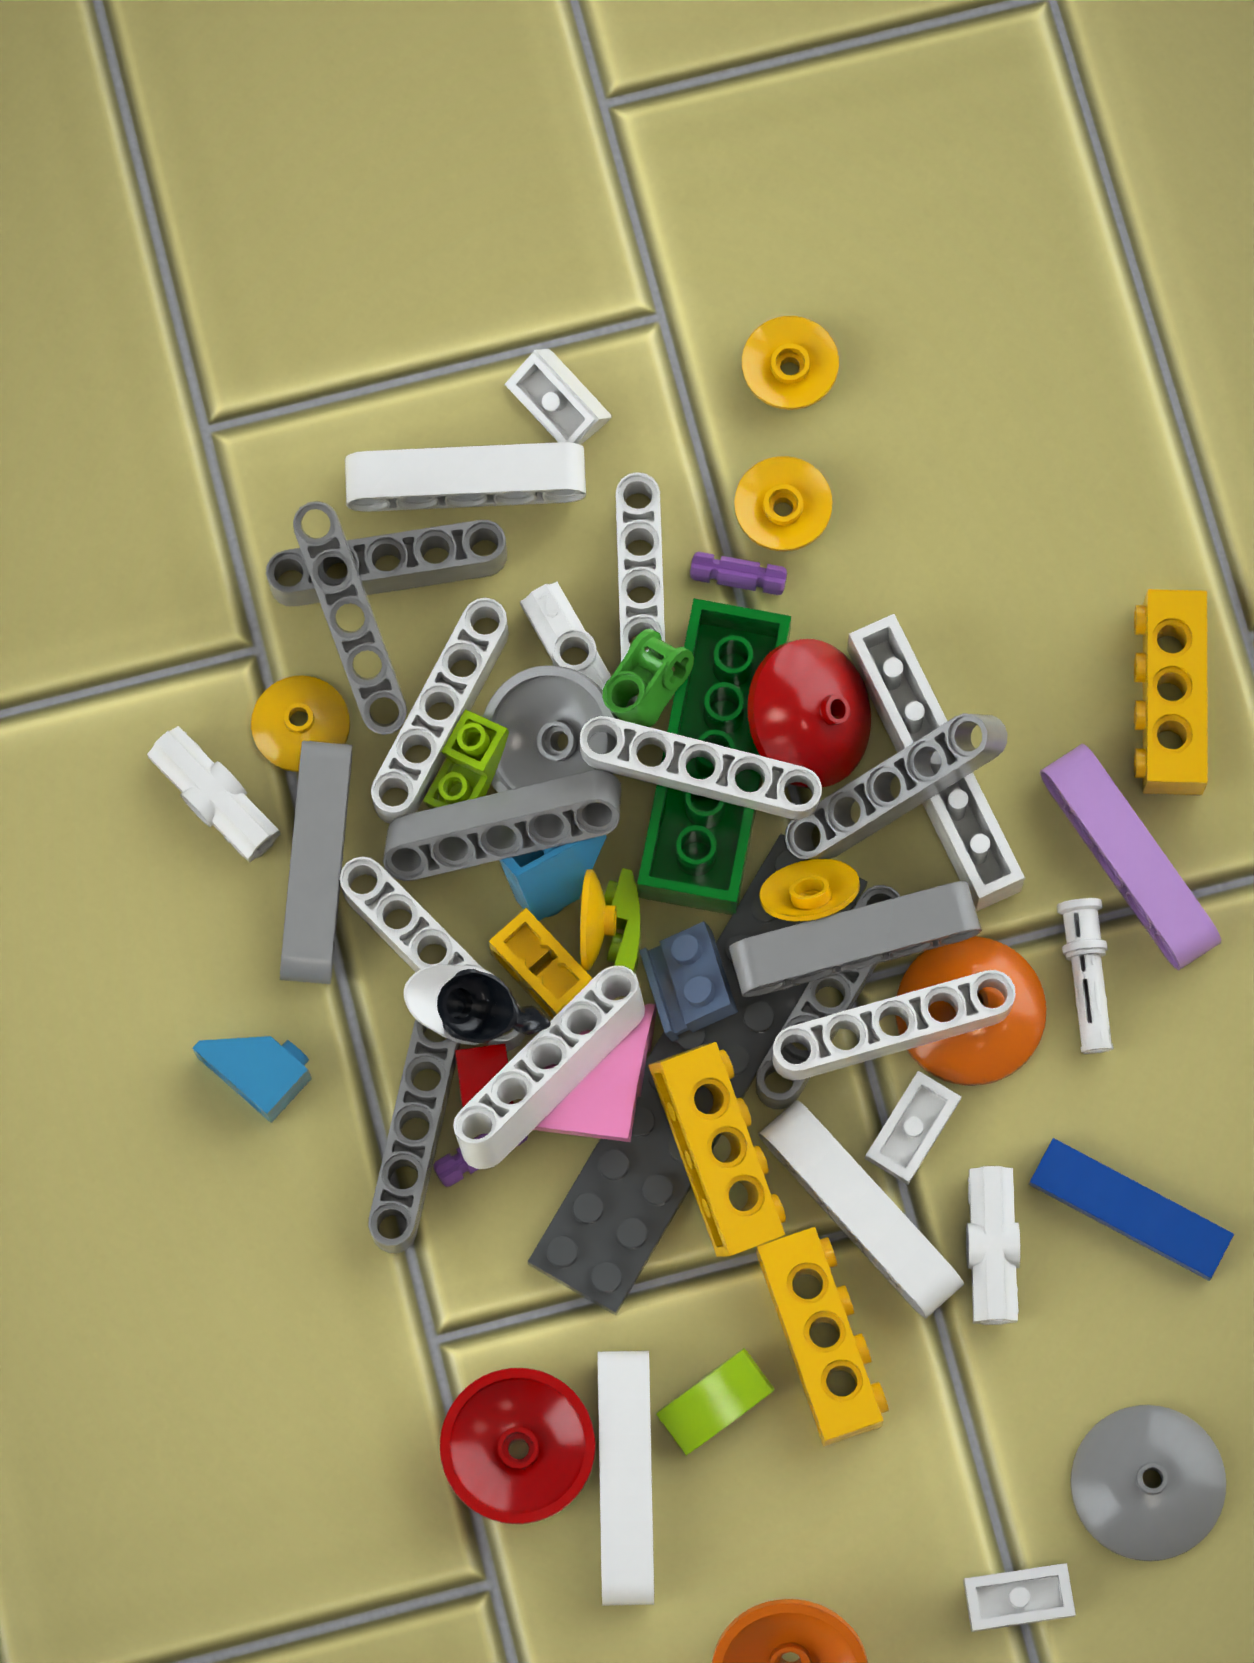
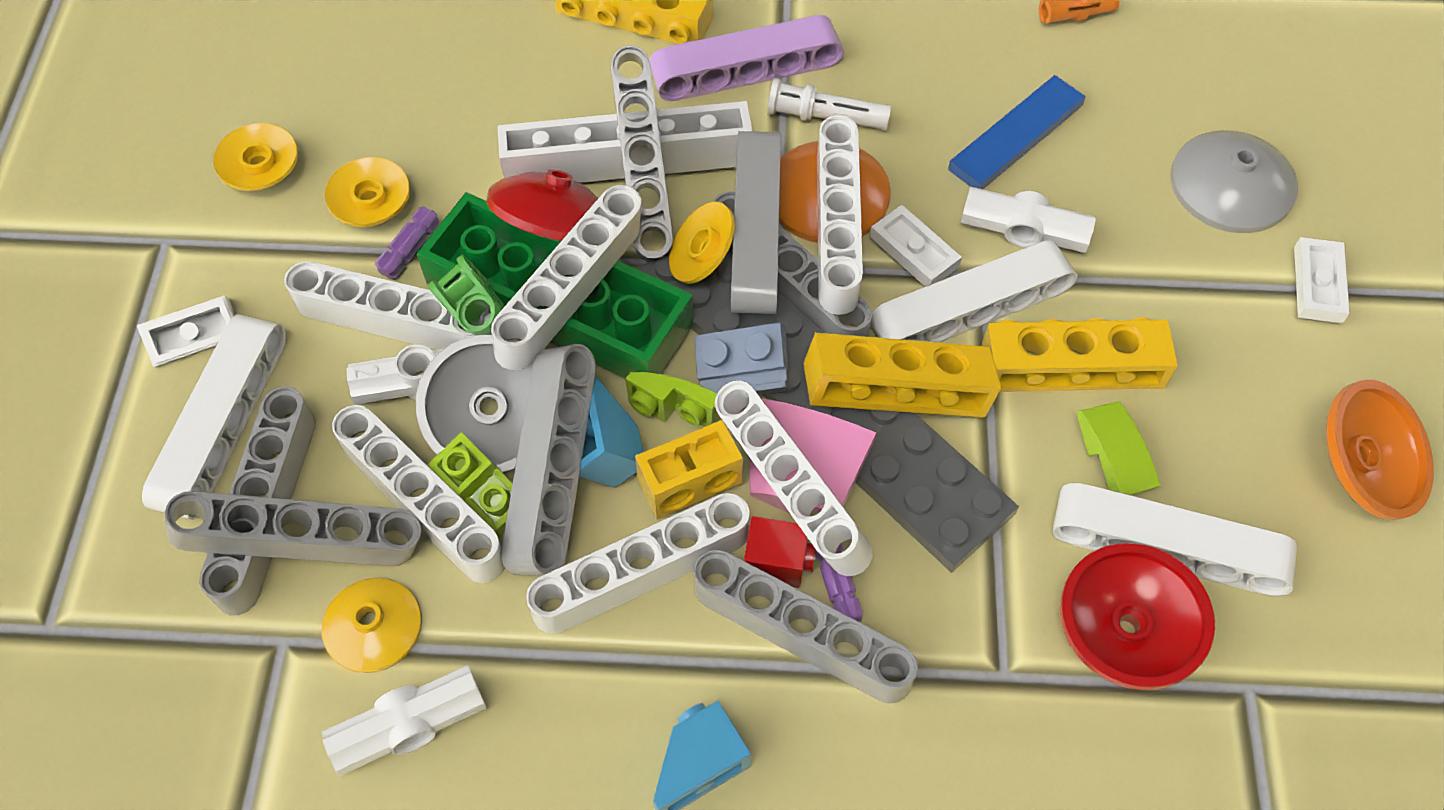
camera: 75 degrees left, 15 degrees down
(316, 862) = (514, 641): light grey beam -> none
(468, 1004) = (717, 515): black hair -> none
(595, 921) = (662, 409): yellow dish -> none

